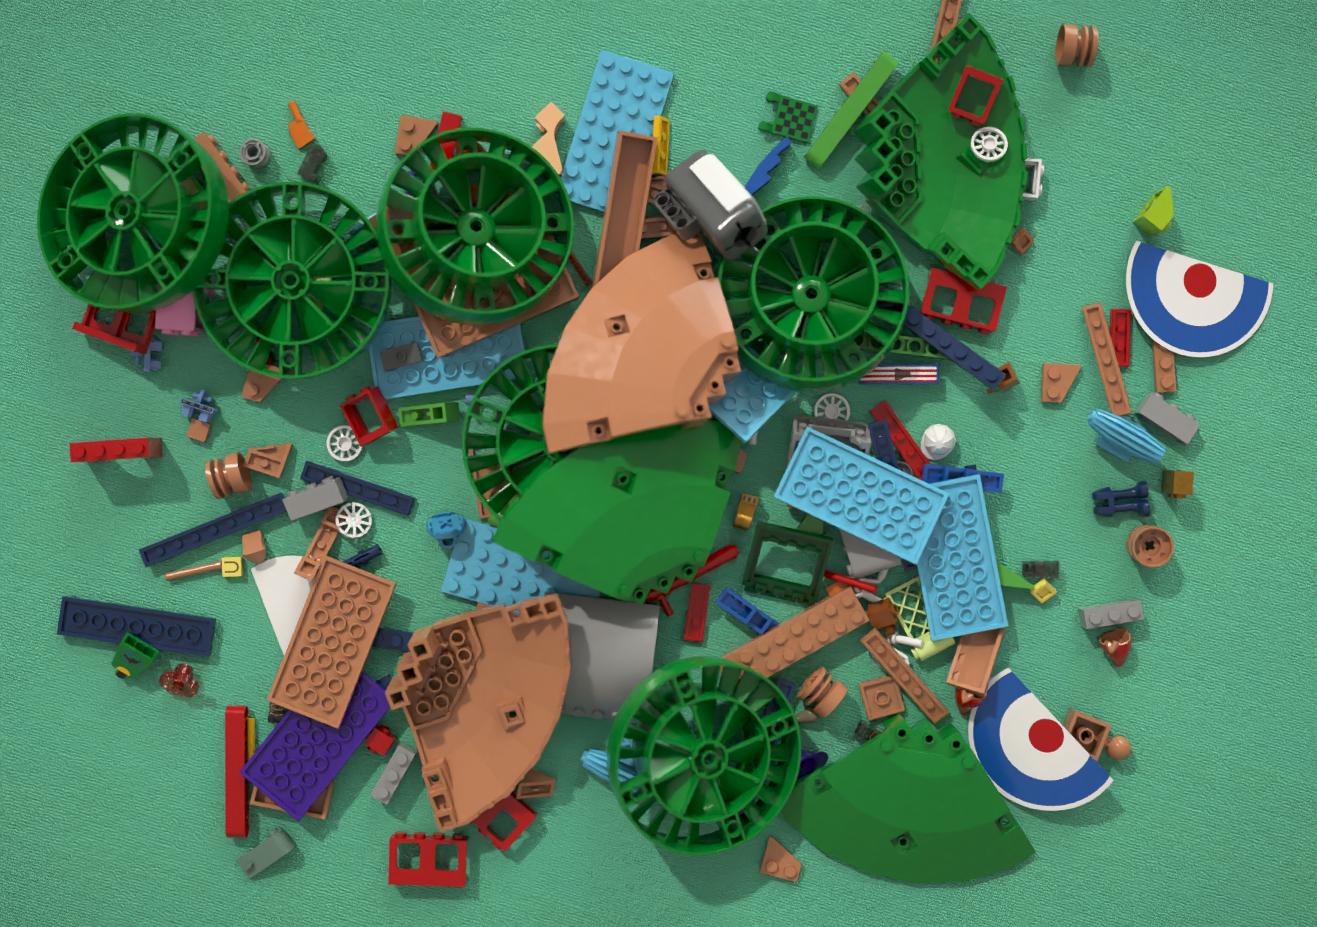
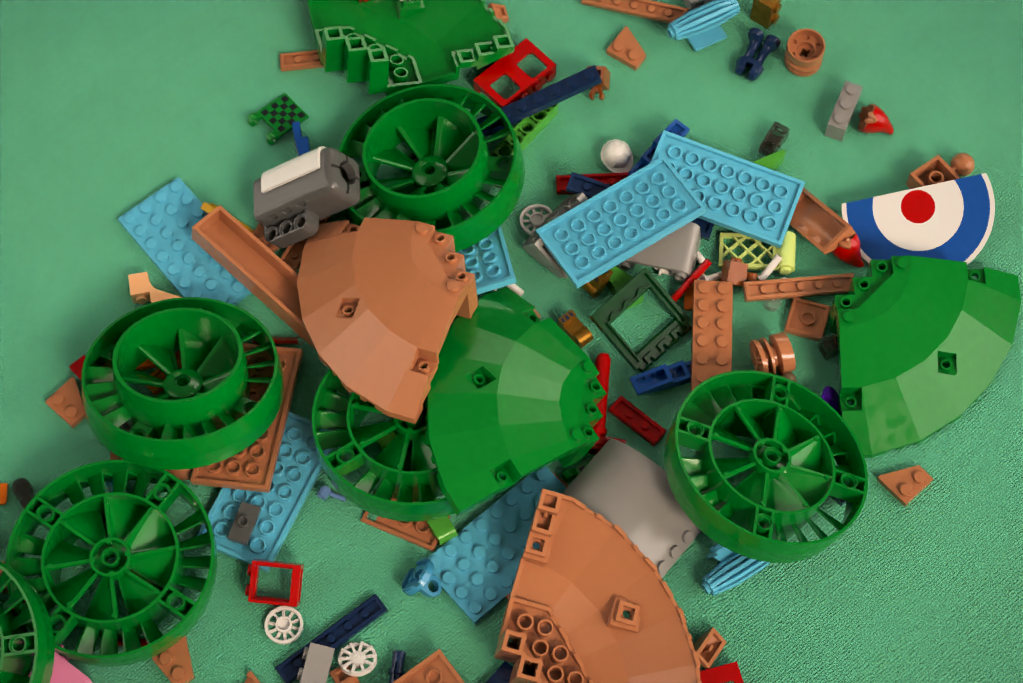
camera: 60 degrees left, 25 degrees down
(429, 414) = (311, 533): bright green slope -> none
(851, 109) = (307, 70): bright green beam -> none
(902, 375) = (544, 150): slope -> none
(1043, 590) = (793, 148): light yellow tile -> none

